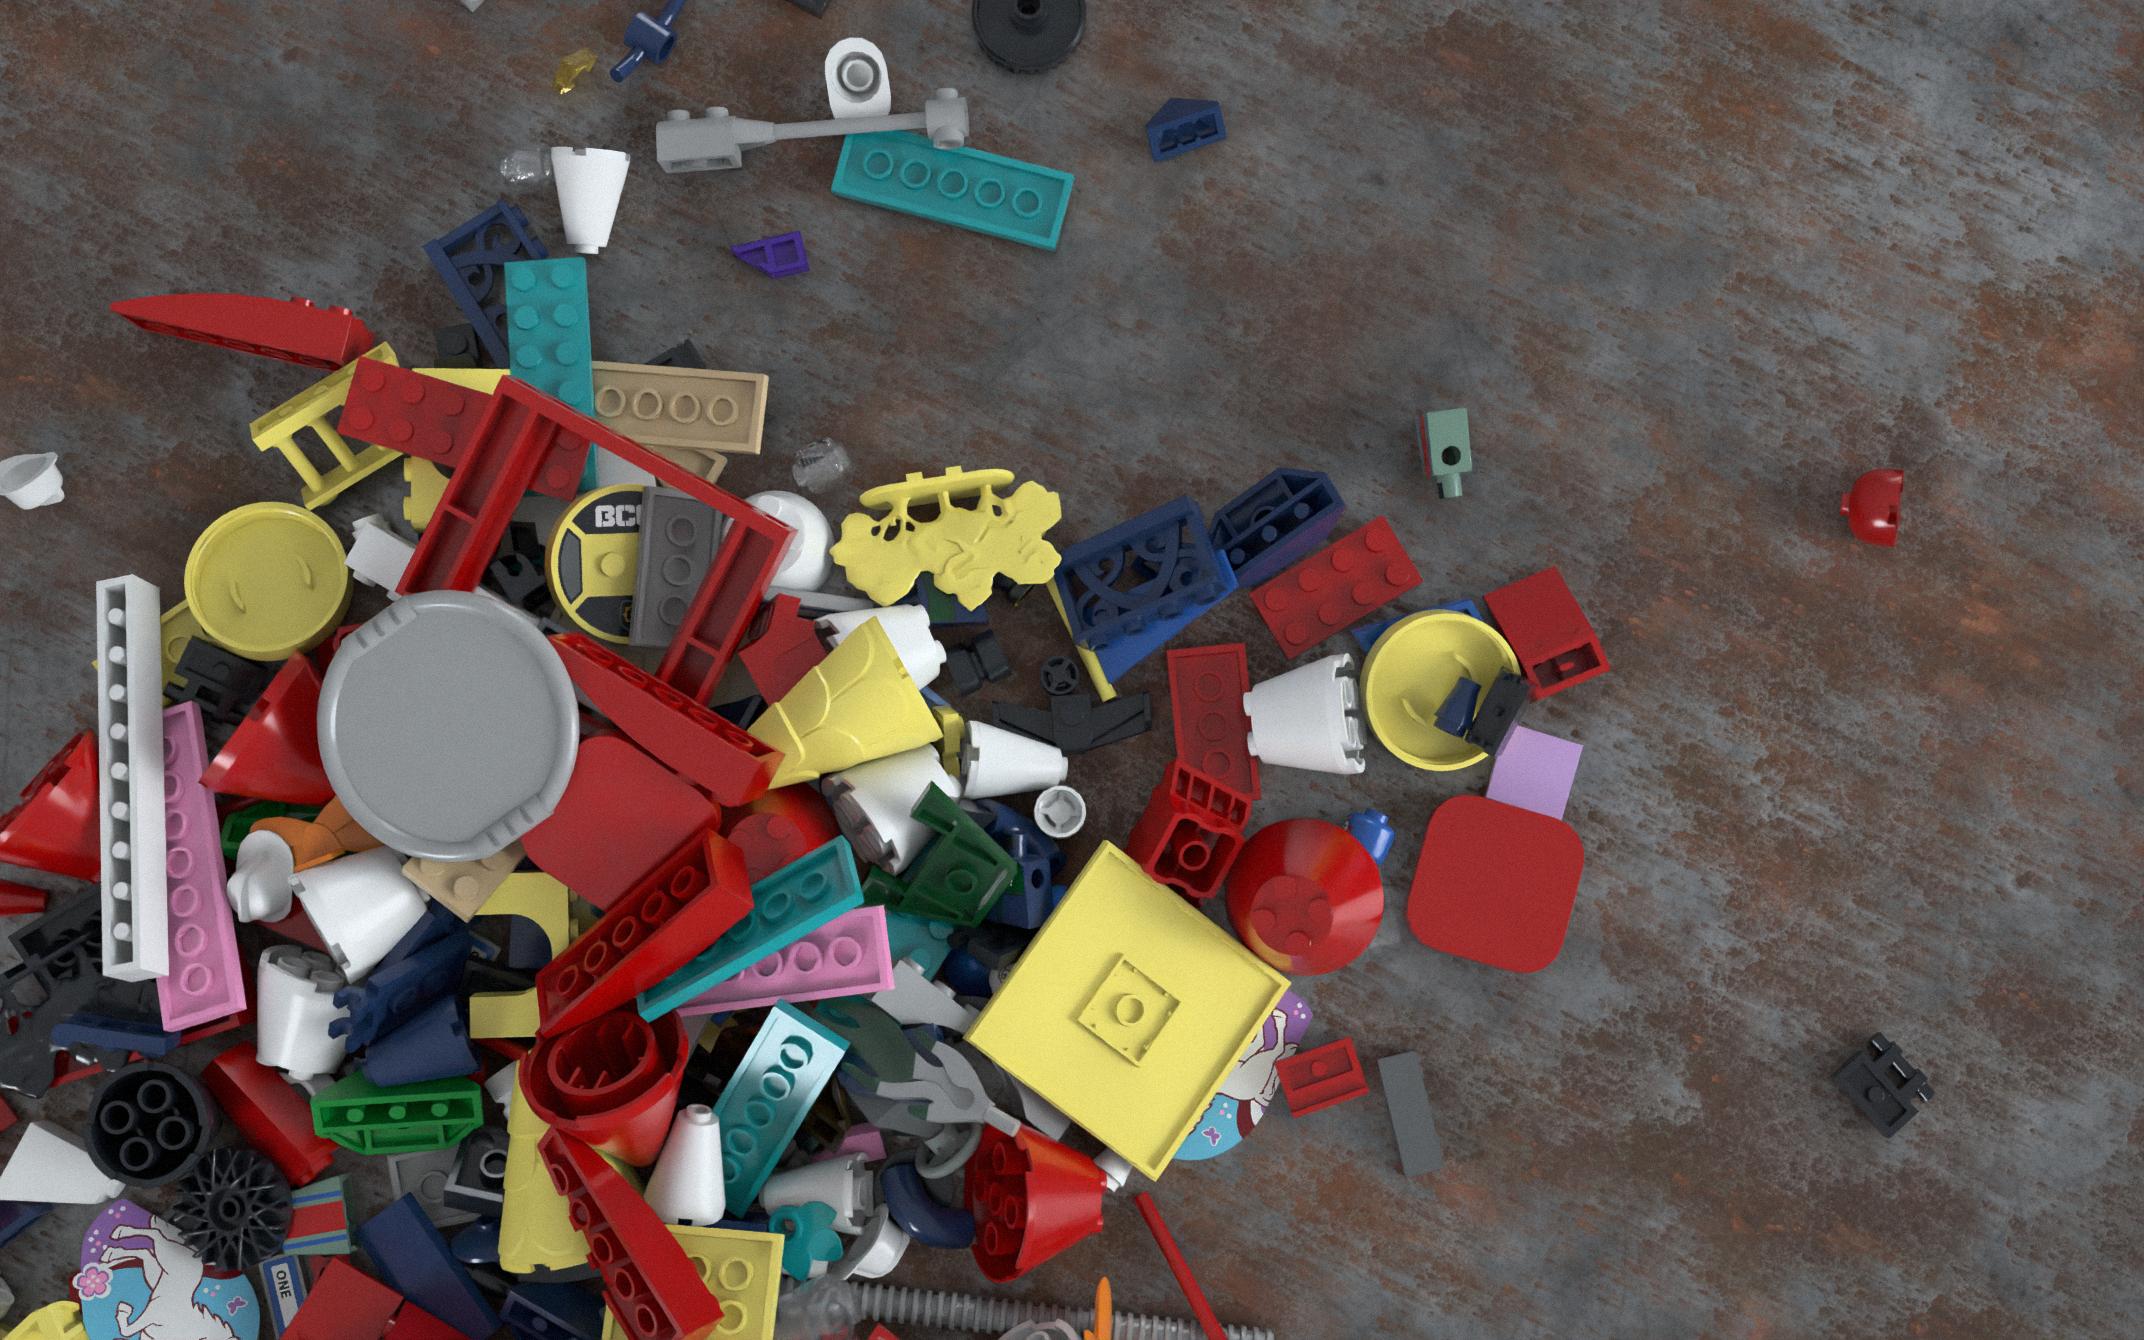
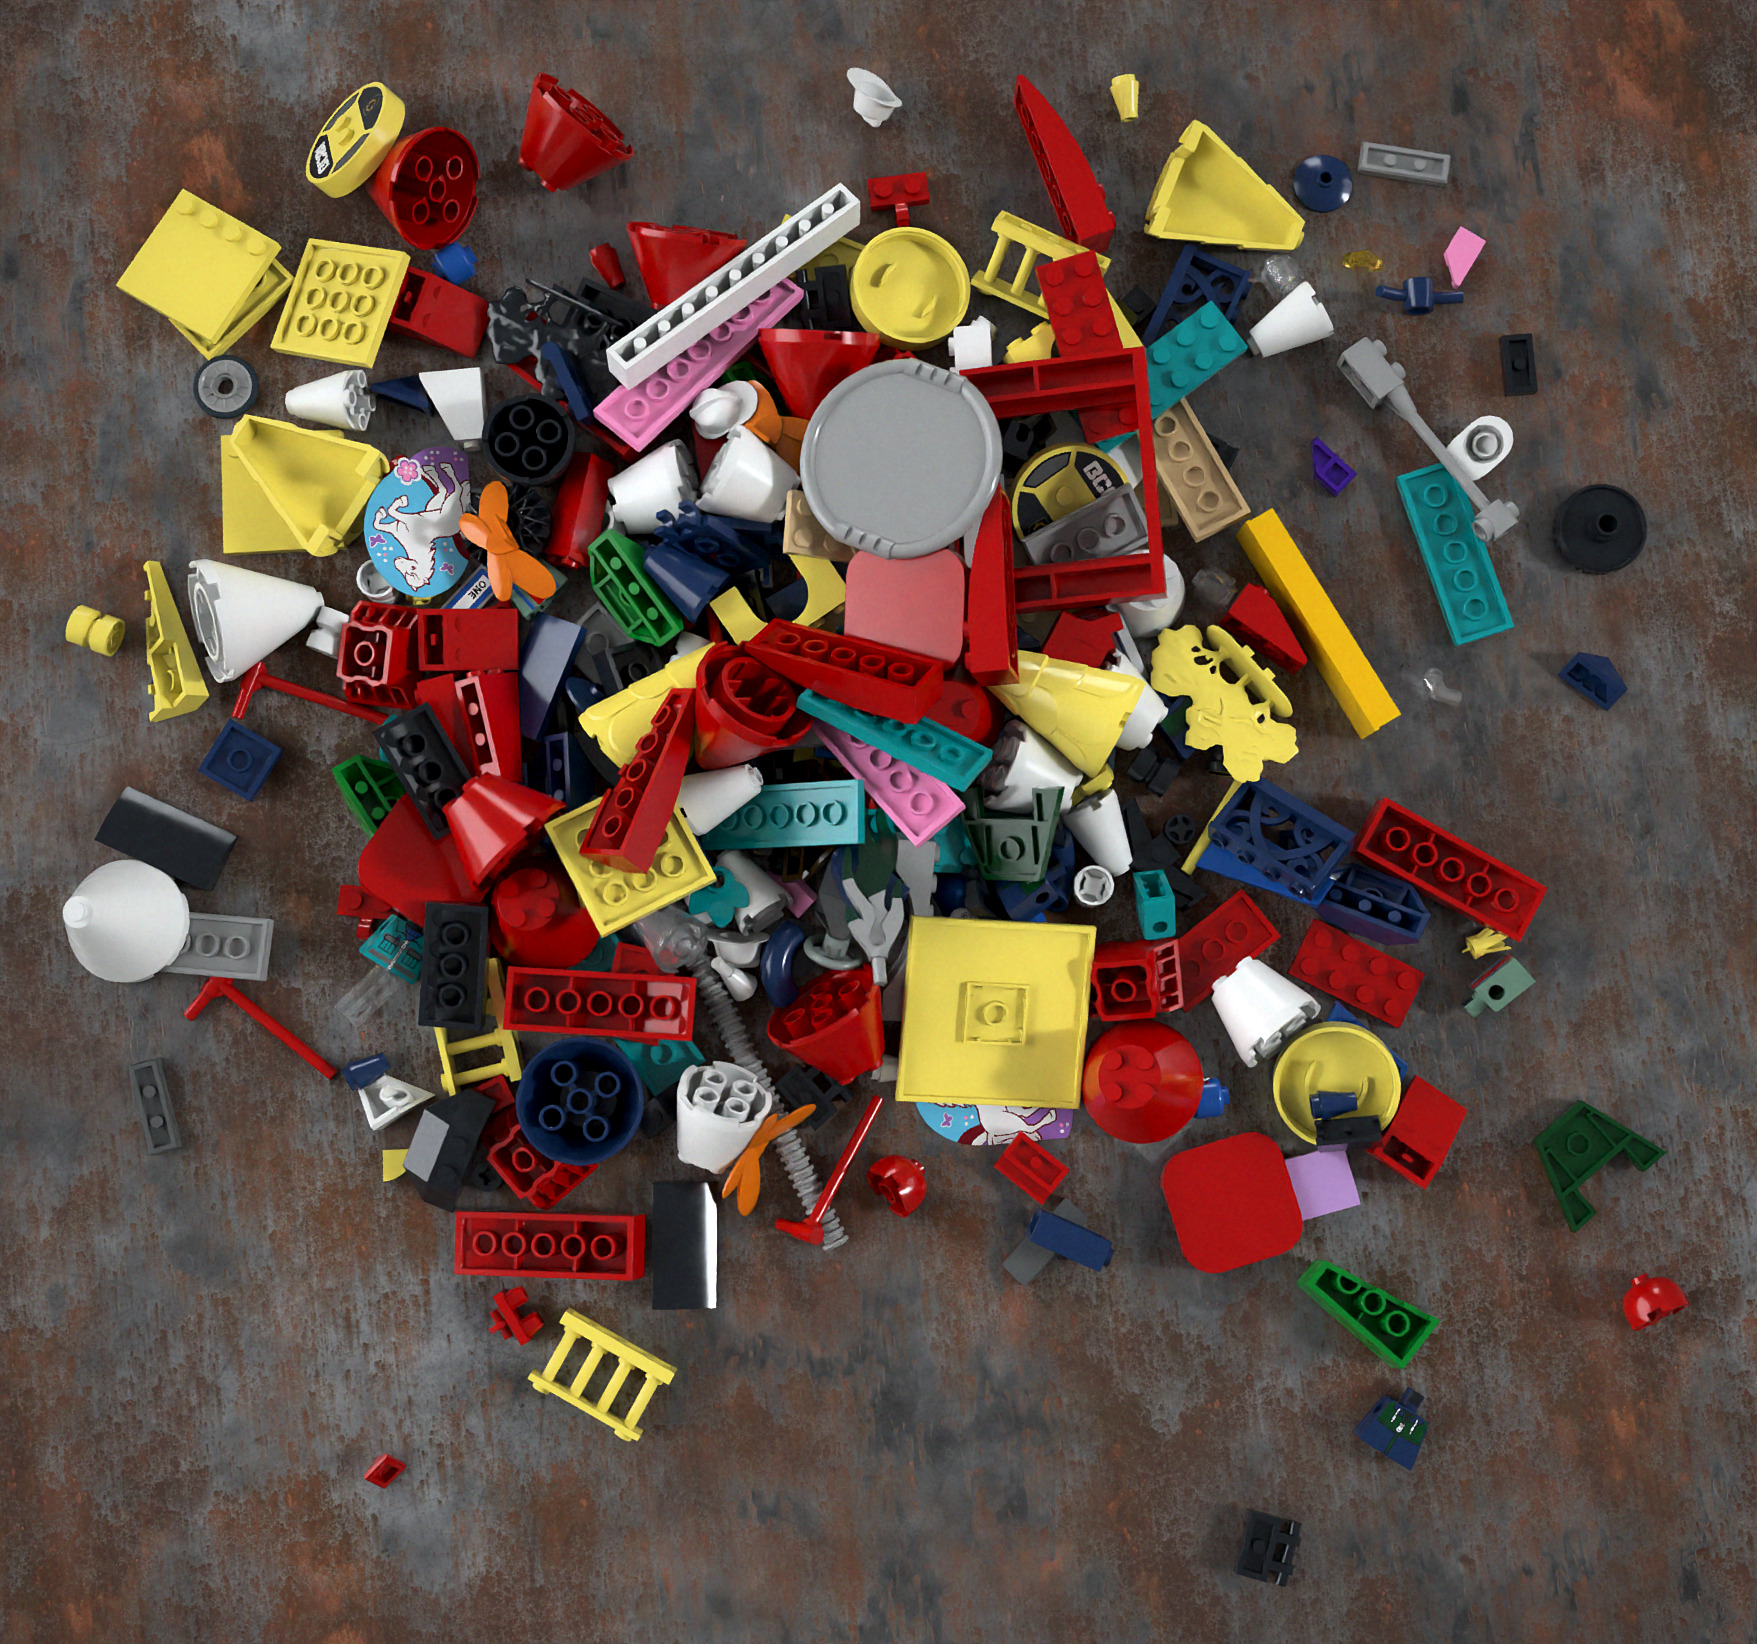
camera: 55 degrees right, 0 degrees up
(155, 522) = (898, 193): none -> red plate
(216, 203) = (1125, 94): none -> light yellow cone
(267, 1237) = (504, 558): none -> orange piece
(399, 180) = (1218, 199): none -> light yellow cone
(467, 70) = (1316, 194): none -> dark blue dish
(894, 443) = (1261, 625): none -> red slope
(915, 1271) = (739, 983): none -> white cone
(931, 382) = (1317, 623): none -> yellow tile
(1079, 1276) = (802, 1091): none -> black plate
(1088, 300) = (1436, 689): none -> clear arm
(1134, 762) = (1154, 904): none -> teal torso
(1246, 1234) = (900, 1183): none -> red cylinder
(1287, 418) = (1447, 869): none -> red slope
(1389, 435) = (1482, 944): none -> light yellow piece
(1425, 1090) = (1069, 1239): none -> dark blue window
(1667, 475) = (1578, 1147): none -> dark green wing
(1711, 811) = (1380, 1321): none -> green wedge
(1840, 866) = (1395, 1427): none -> dark blue torso

